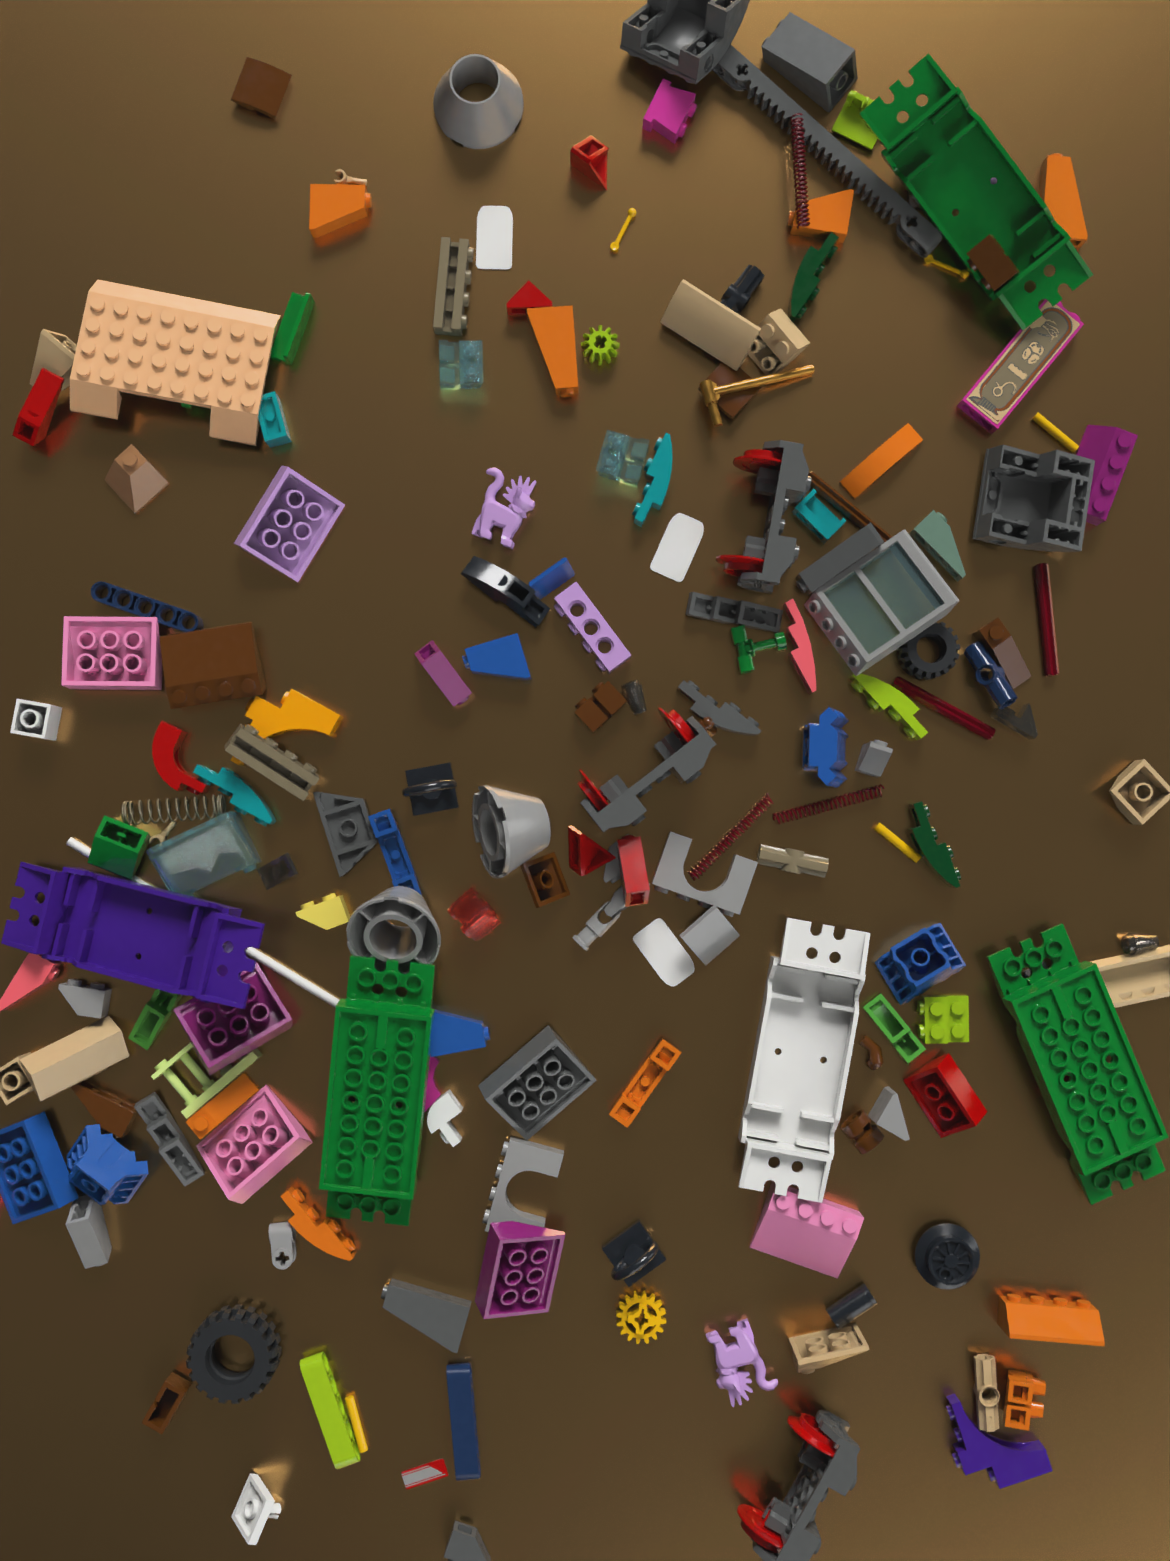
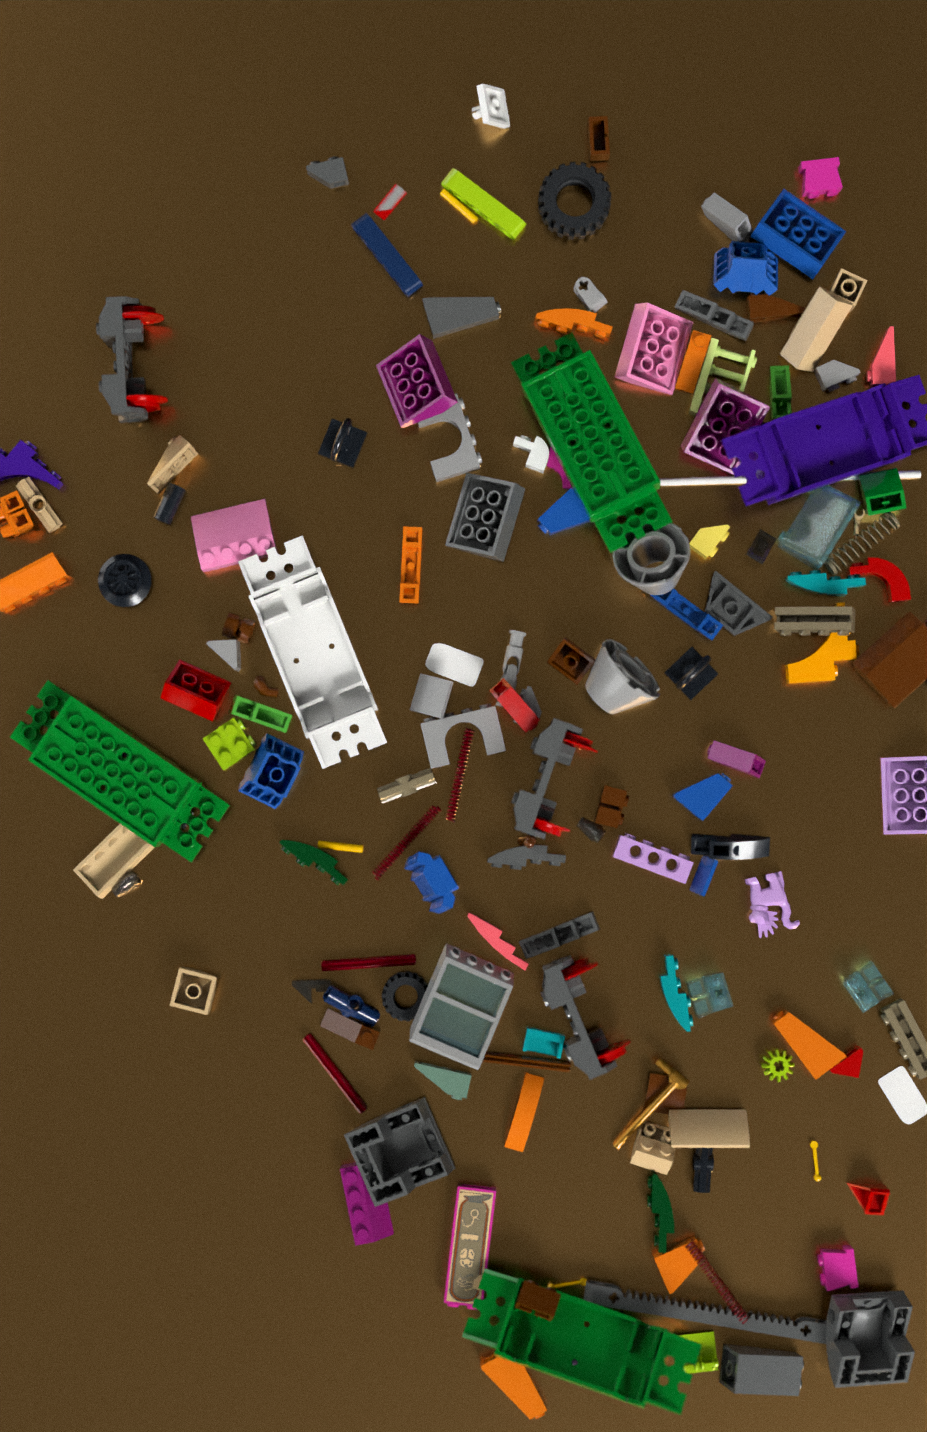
camera: 150 degrees right, 0 degrees up
(474, 914) = (604, 604): clear red brick -> none
(585, 853) = (555, 697): red slope -> none
(649, 1319) = (302, 406): yellow gear -> none
(677, 547) = (629, 956): white sticker -> none
(738, 1354) = (228, 420): lavender animal -> none
(747, 648) = (534, 915): green bar -> none
(839, 559) = (510, 1019): dark grey slope -> none
(873, 758) = (396, 893): light grey slope -> none
(882, 695) = (416, 943): lime slope -> none
(1055, 432) = (413, 1213): yellow piece -> none

